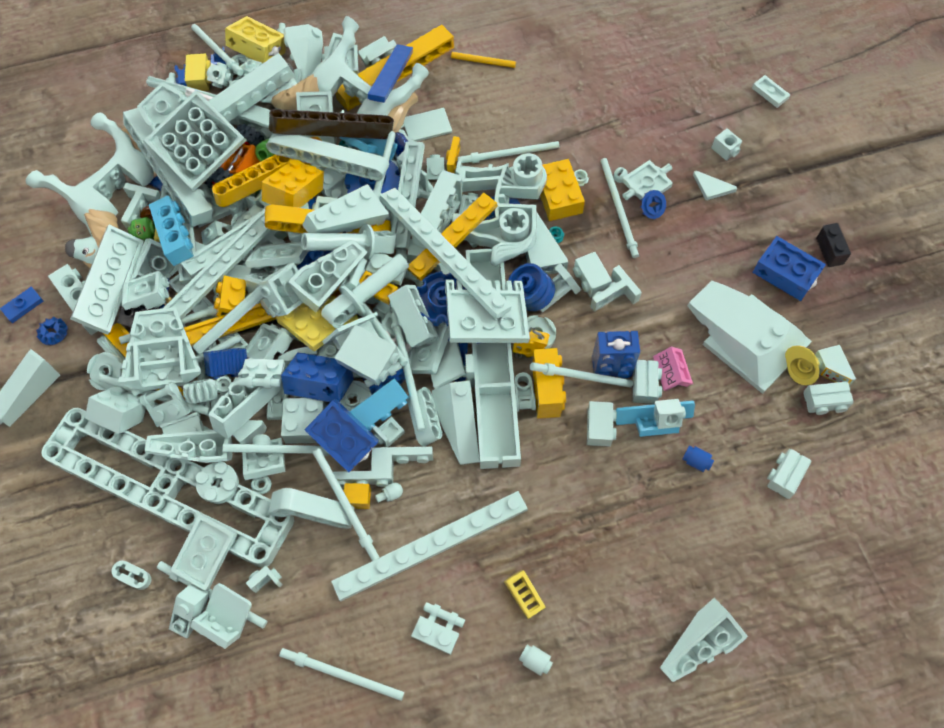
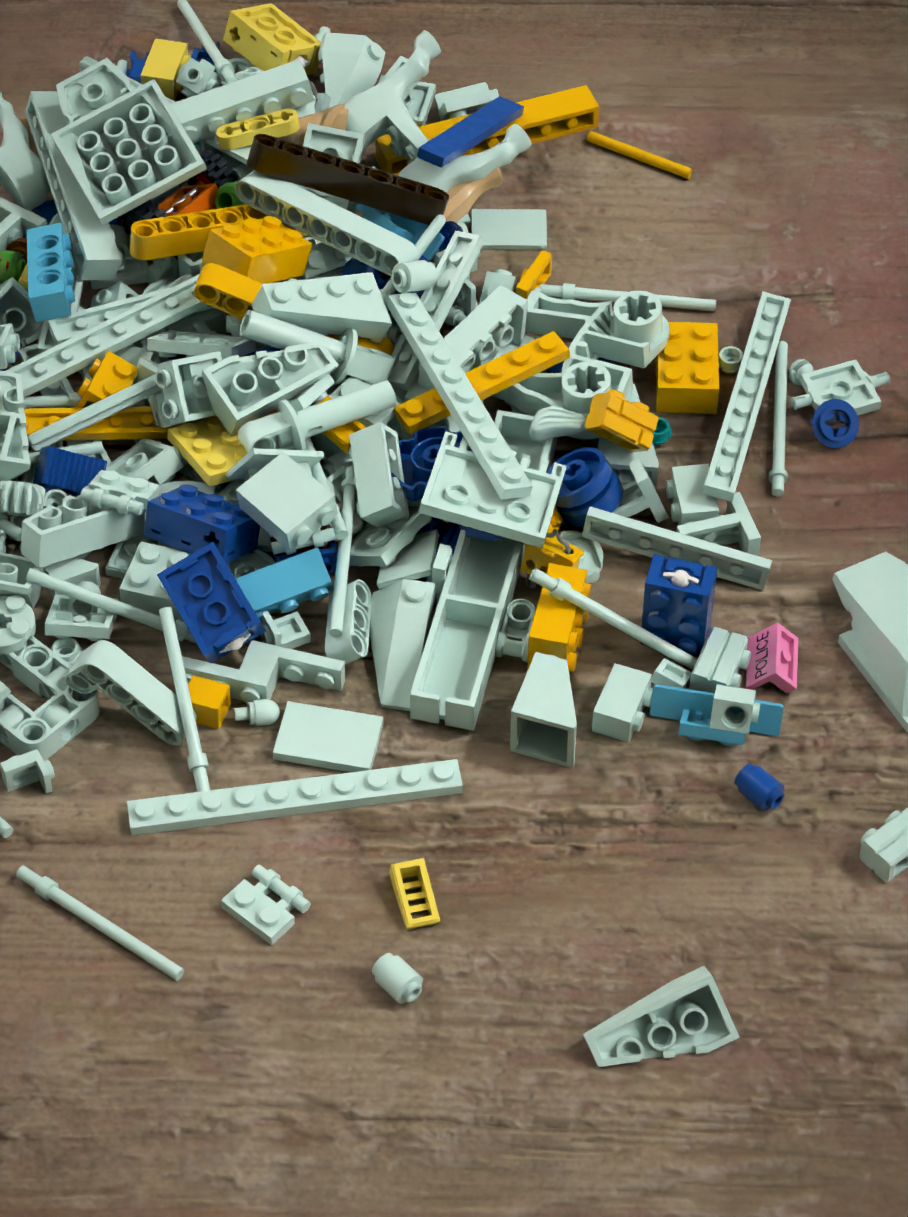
camera: 15 degrees right, 15 degrees down
(276, 98) = (242, 132): none -> light yellow beam
(391, 178) = (413, 276): none -> light aqua brick
(437, 497) = (328, 737): none -> light aqua tile
(542, 242) = (621, 421): none -> yellow brick
(563, 447) = (545, 713): none -> light aqua slope
(598, 312) = (652, 540): none -> light aqua plate
(601, 203) = (746, 397): none -> light aqua plate
(621, 397) = (671, 675): none -> light aqua plate

